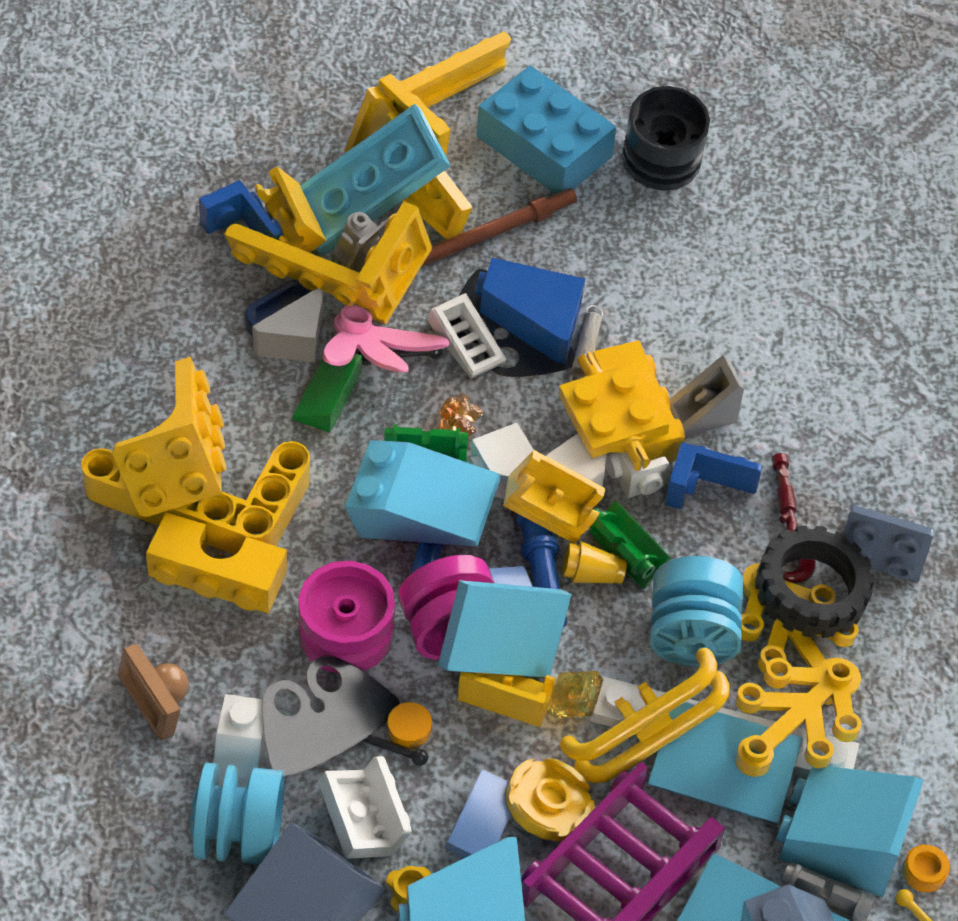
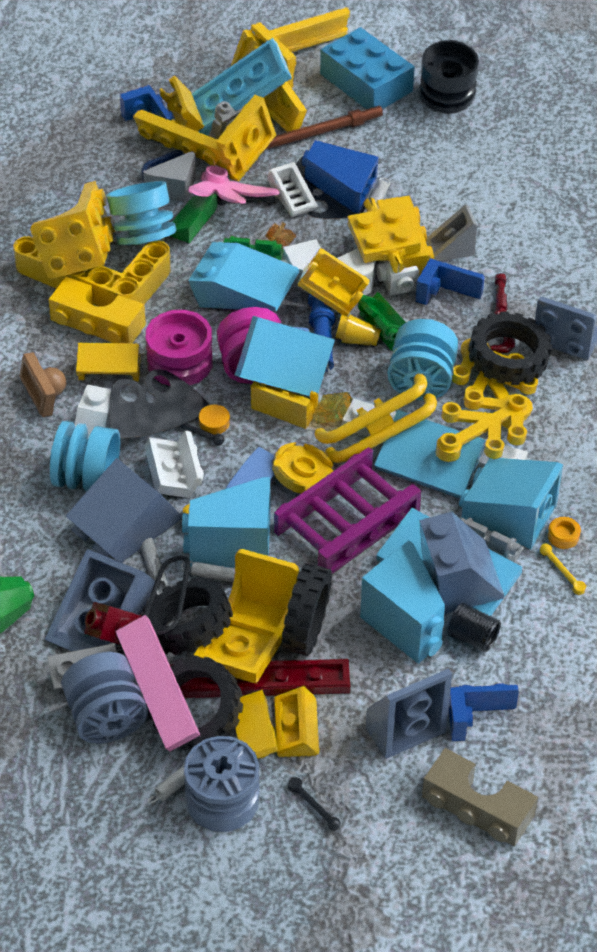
camera: 10 degrees right, 5 degrees down
(245, 644) = (108, 359): none -> yellow hinge
(261, 400) = (142, 217): none -> medium azure wheel

